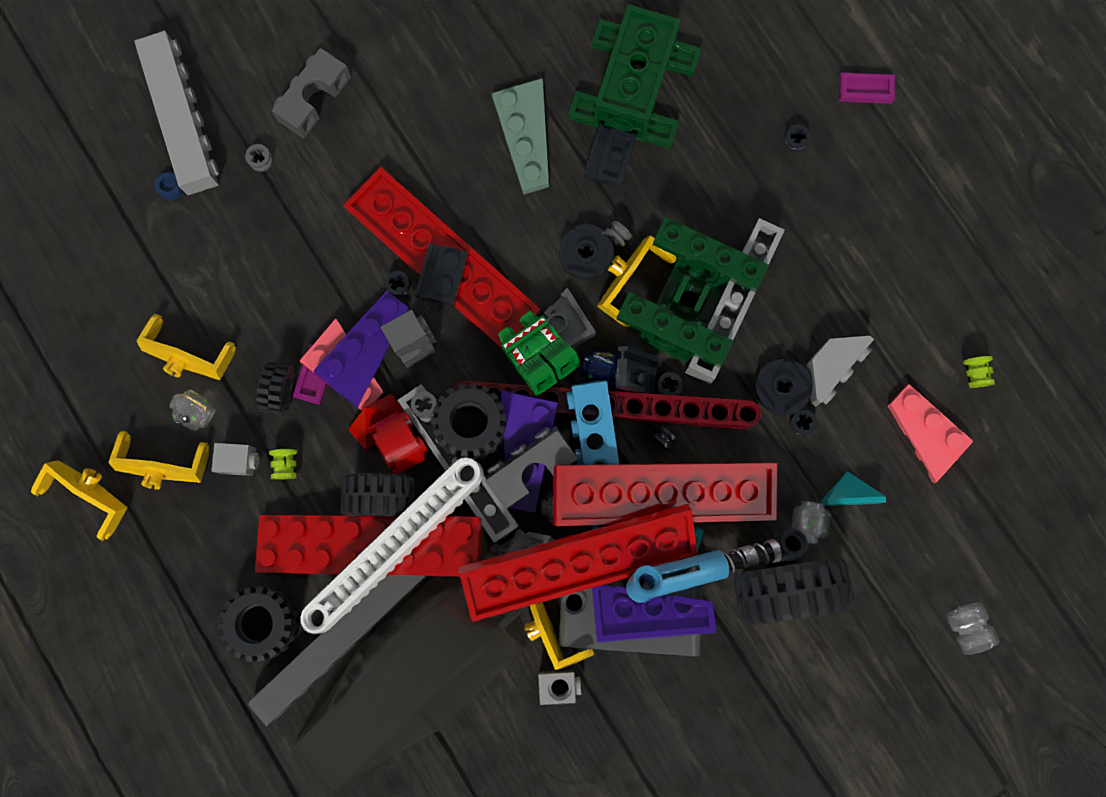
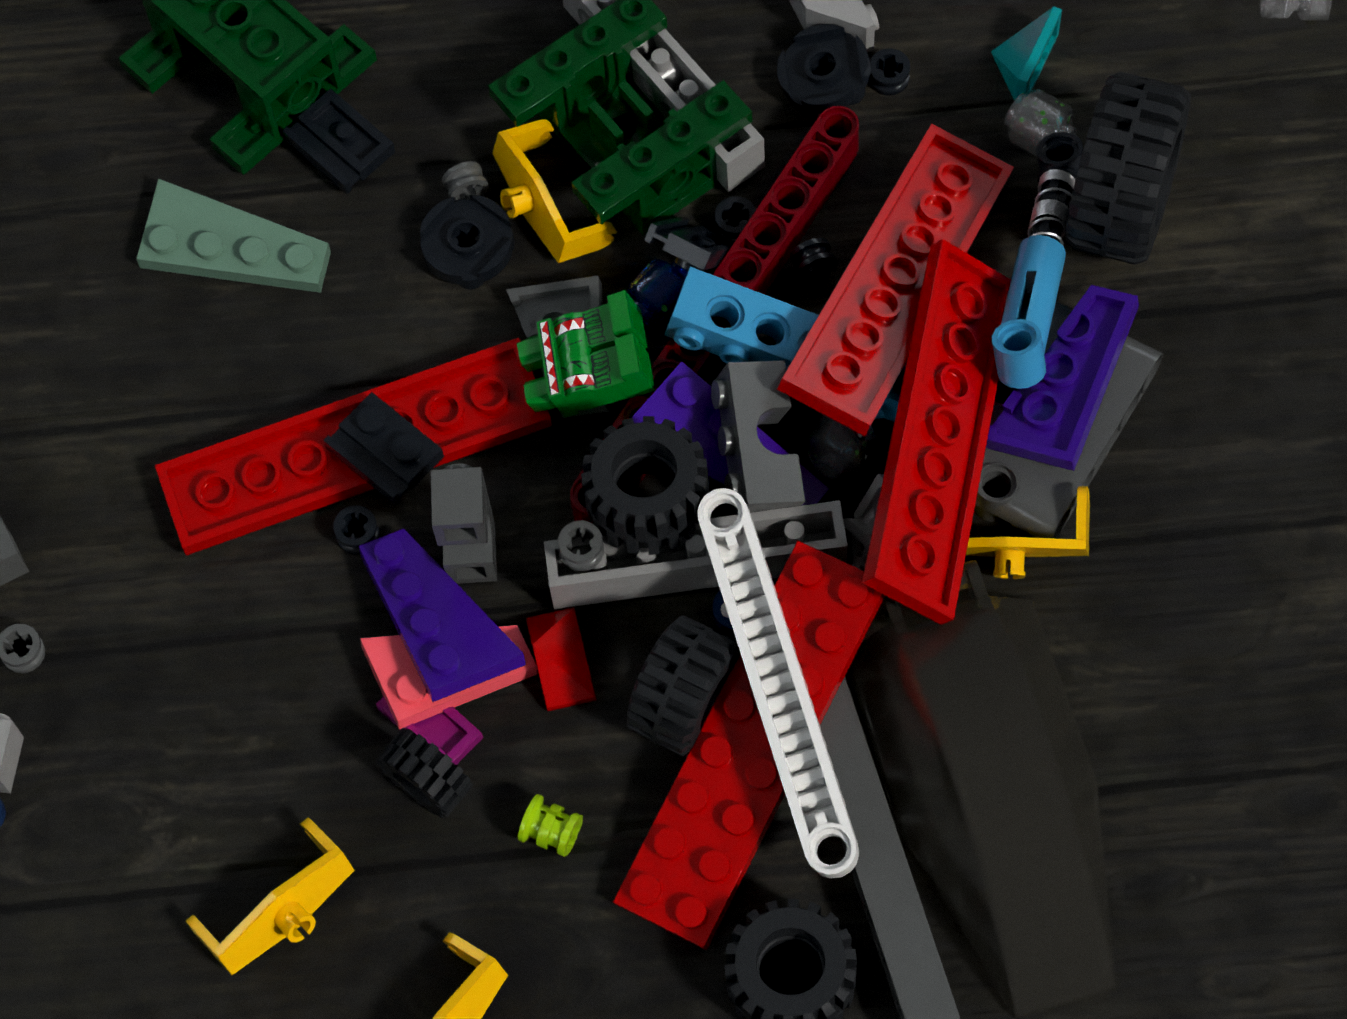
camera: 60 degrees left, 15 degrees down
(192, 409) = (381, 928): clear head -> none
(234, 459) = (501, 897): light grey brick -> none
(397, 442) = (612, 626): red brick -> none
(548, 696) = (1107, 590): light grey brick -> none

